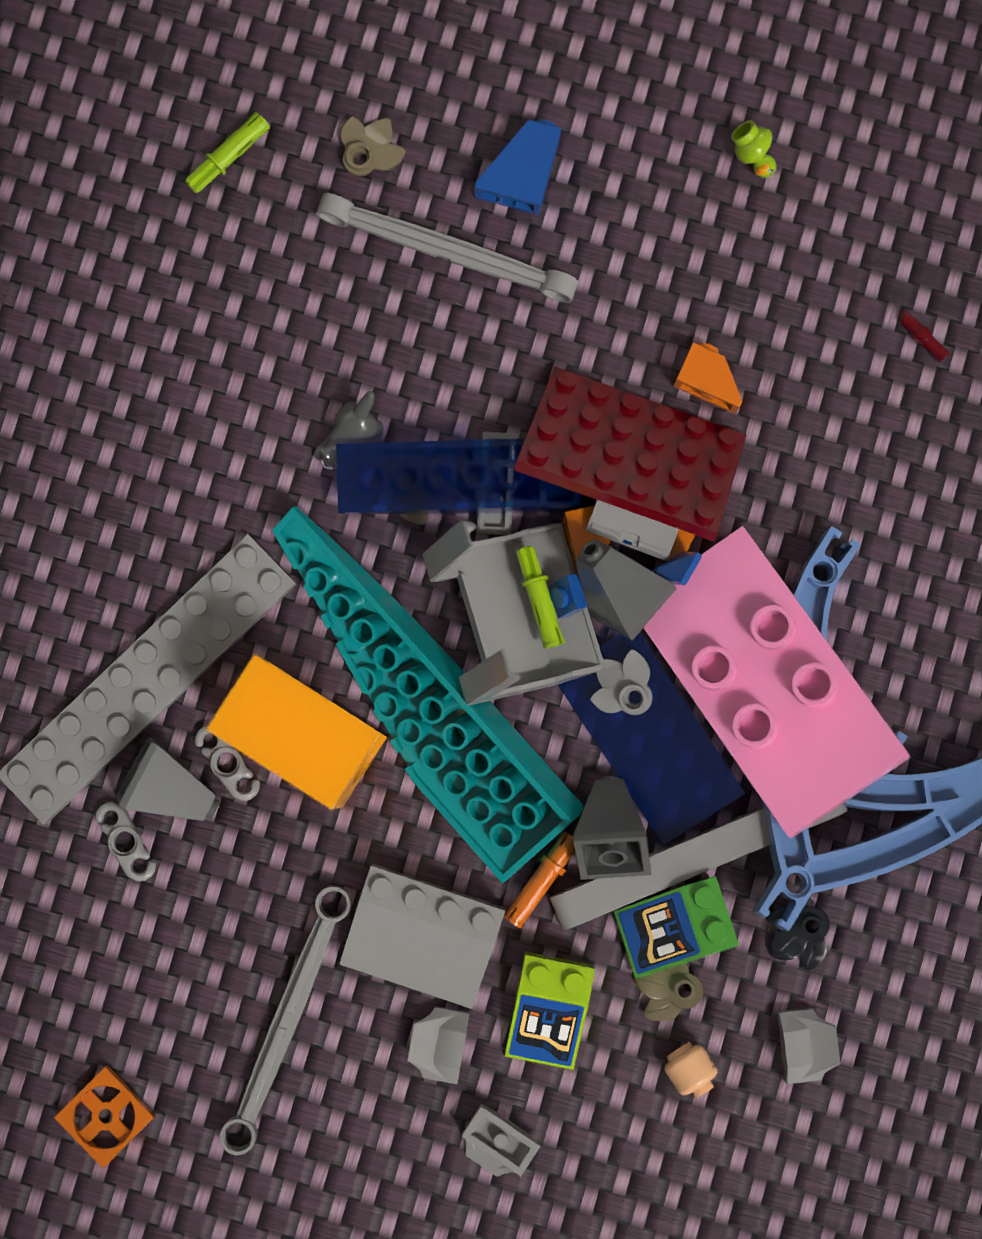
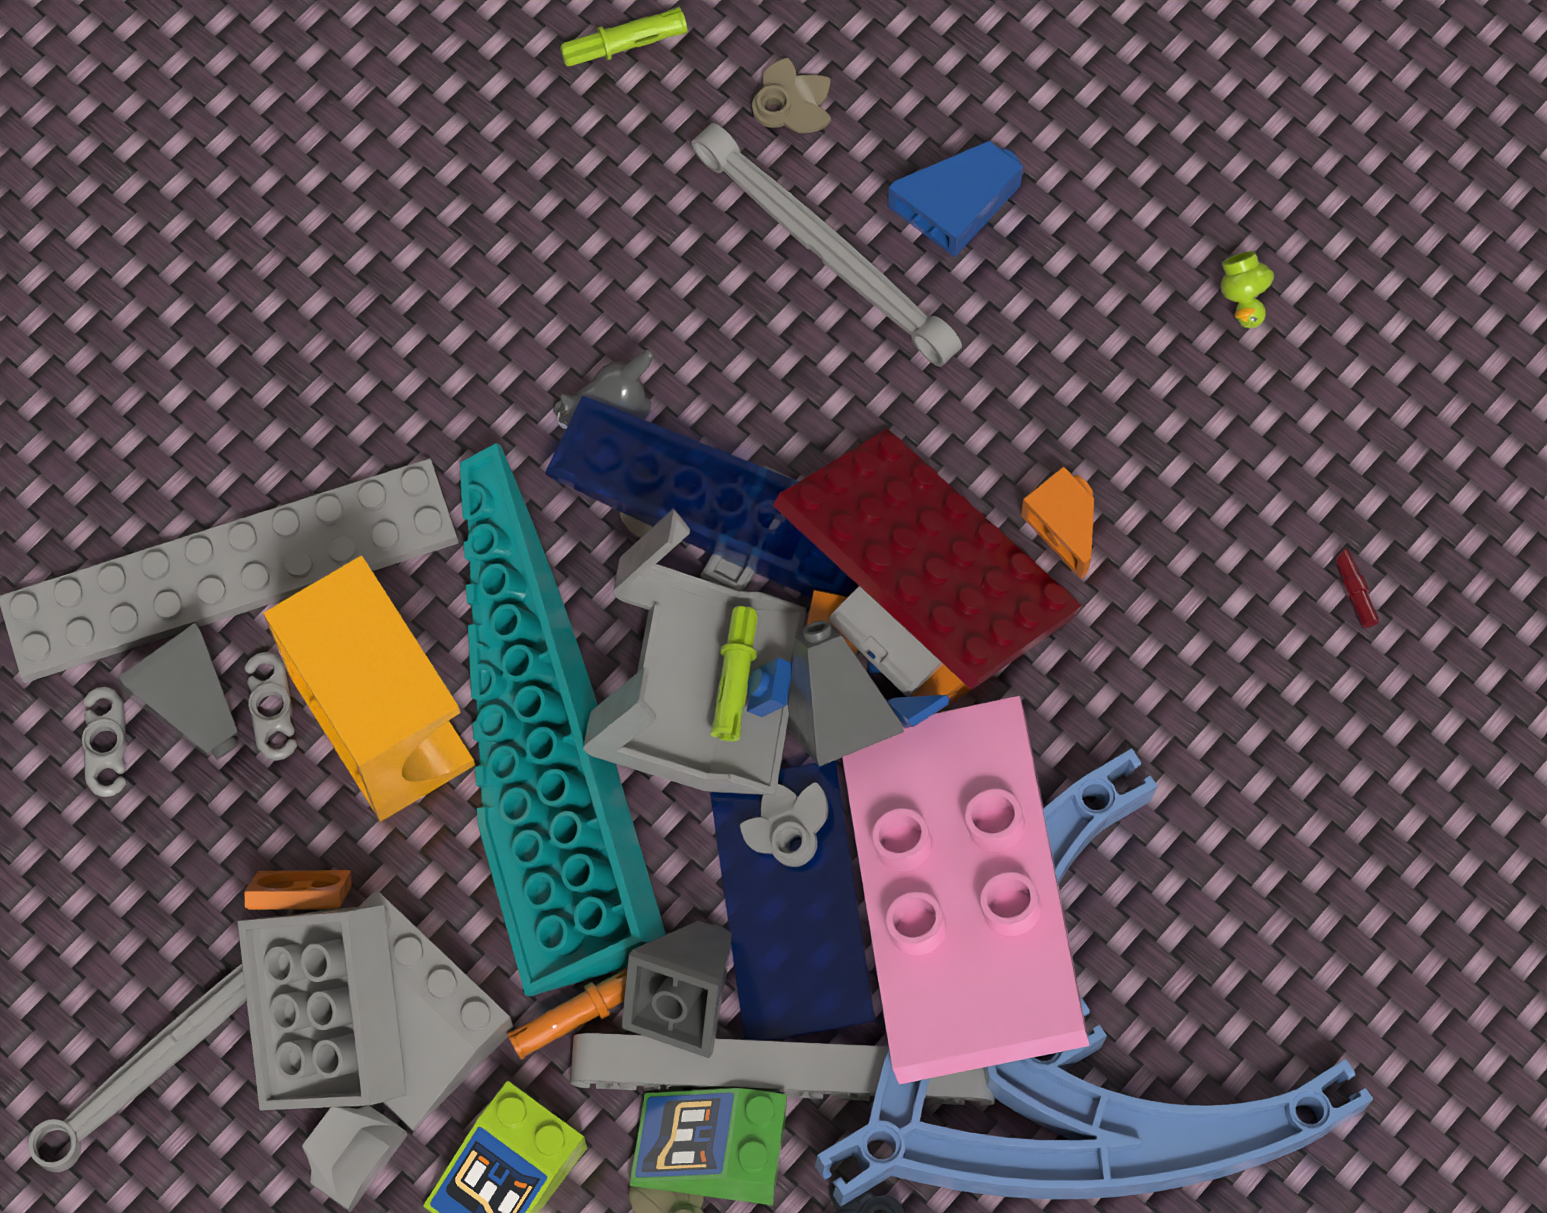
camera: 30 degrees right, 15 degrees down
(308, 903) = (298, 889): none -> orange piece
(376, 965) = (322, 1009): none -> light grey slope

